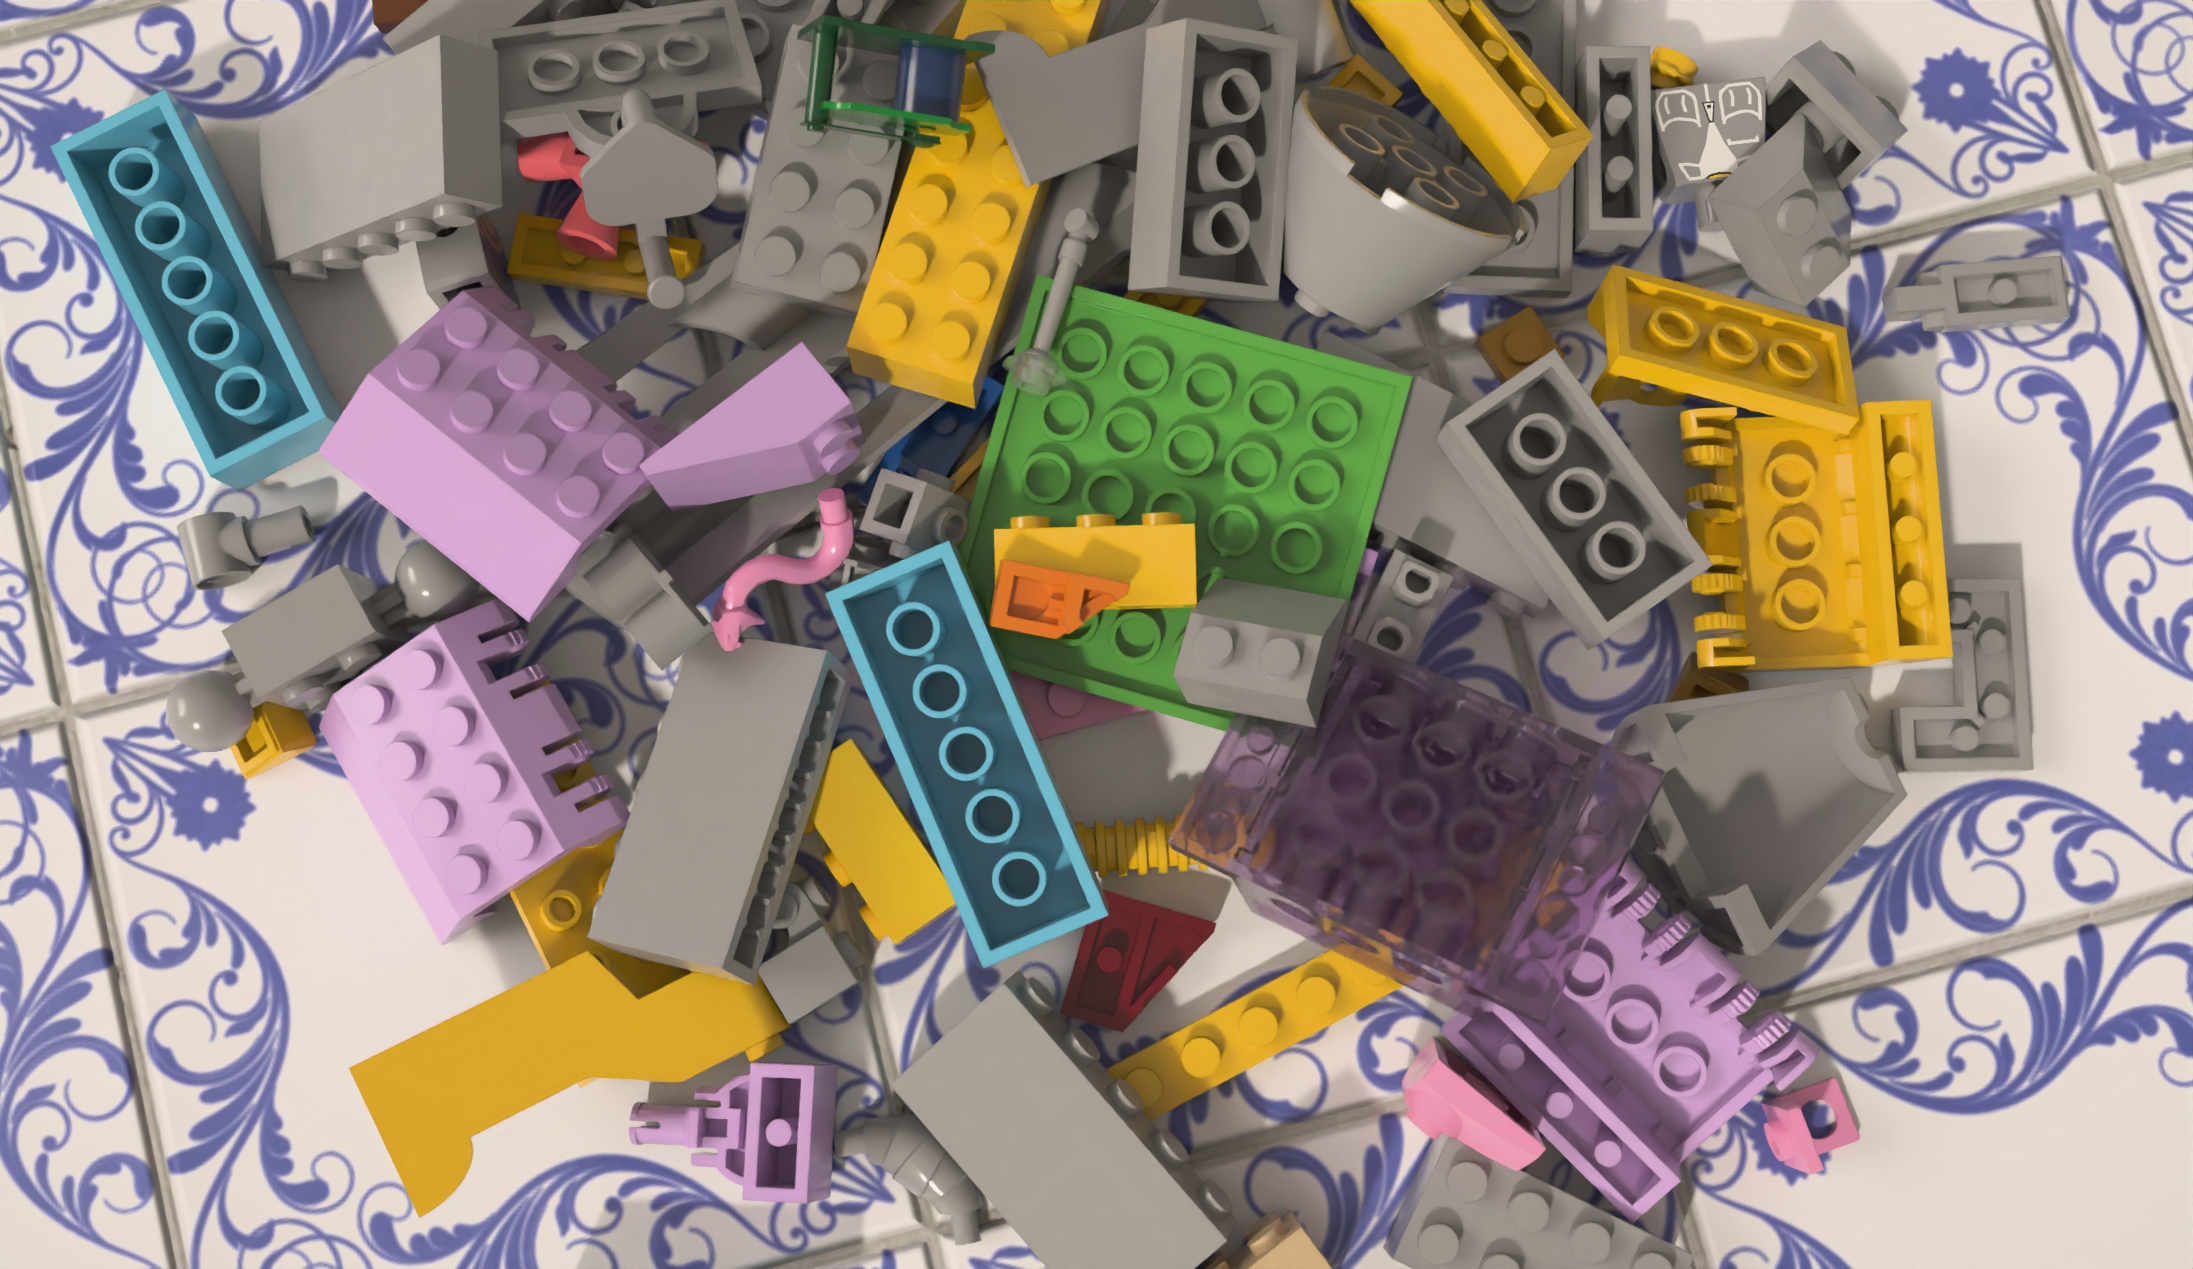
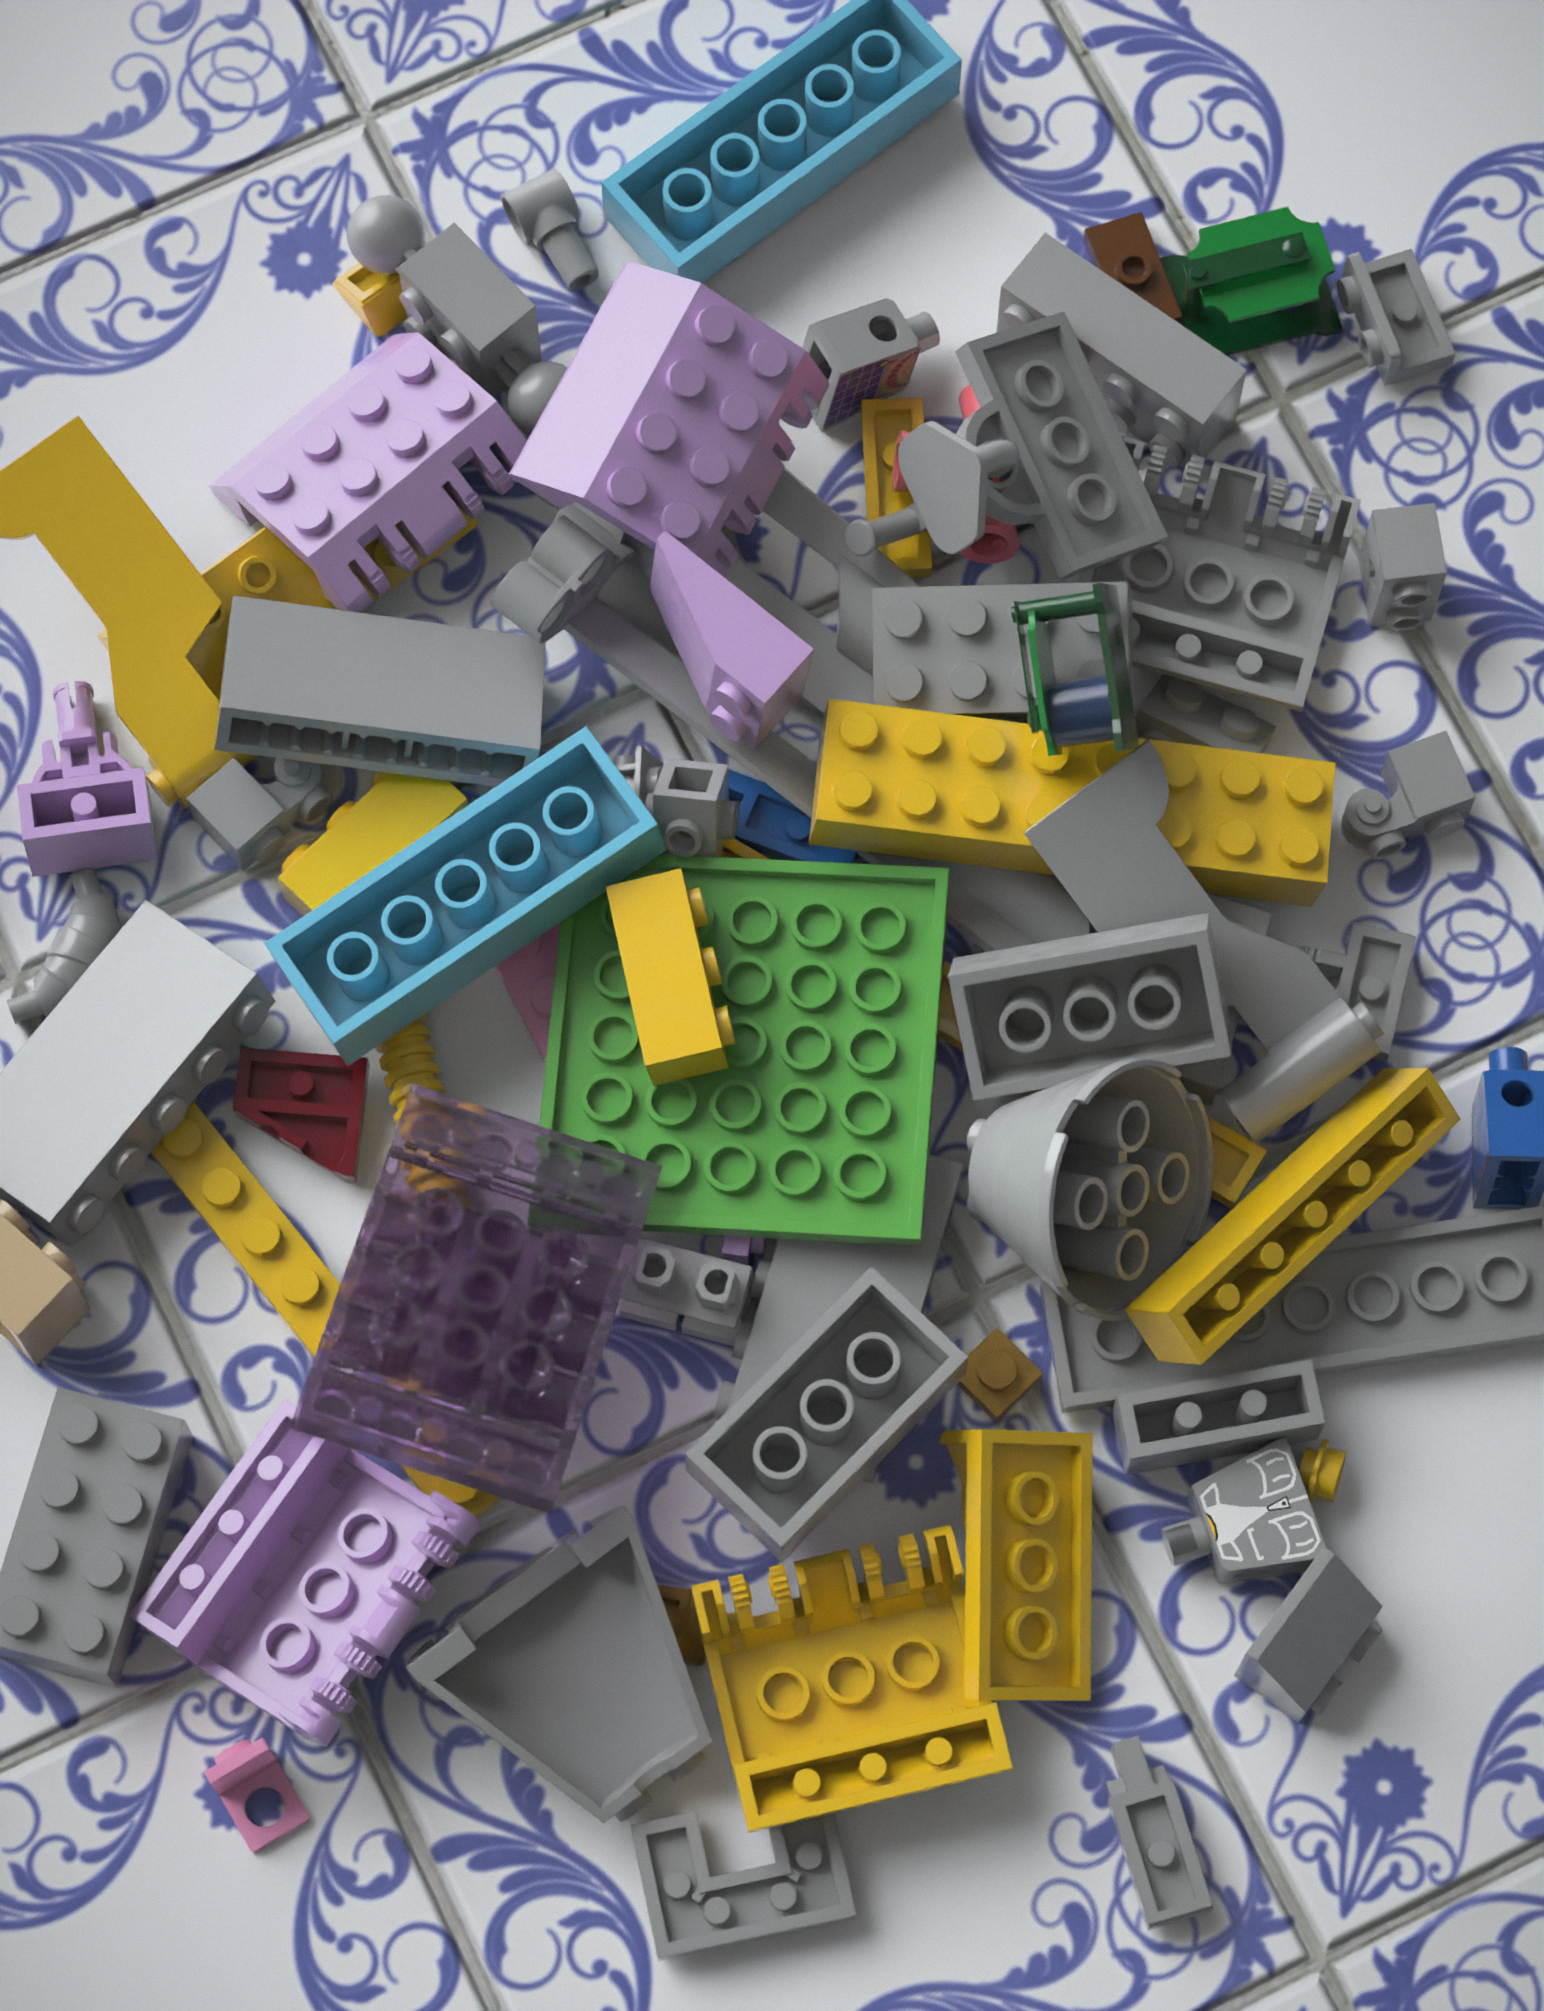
camera: 75 degrees right, 10 degrees down
(381, 159) = (922, 256): light grey brick -> none
(731, 611) = (655, 745): bright pink animal -> none
(1035, 367) = (852, 879): light grey piece -> none
(1048, 600) = (621, 926): orange slope -> none
(1260, 651) = (615, 1134): light grey slope -> none
(1461, 1103) = (220, 1421): bright pink slope -> none
(1786, 216) = (1191, 1608): light grey slope -> none

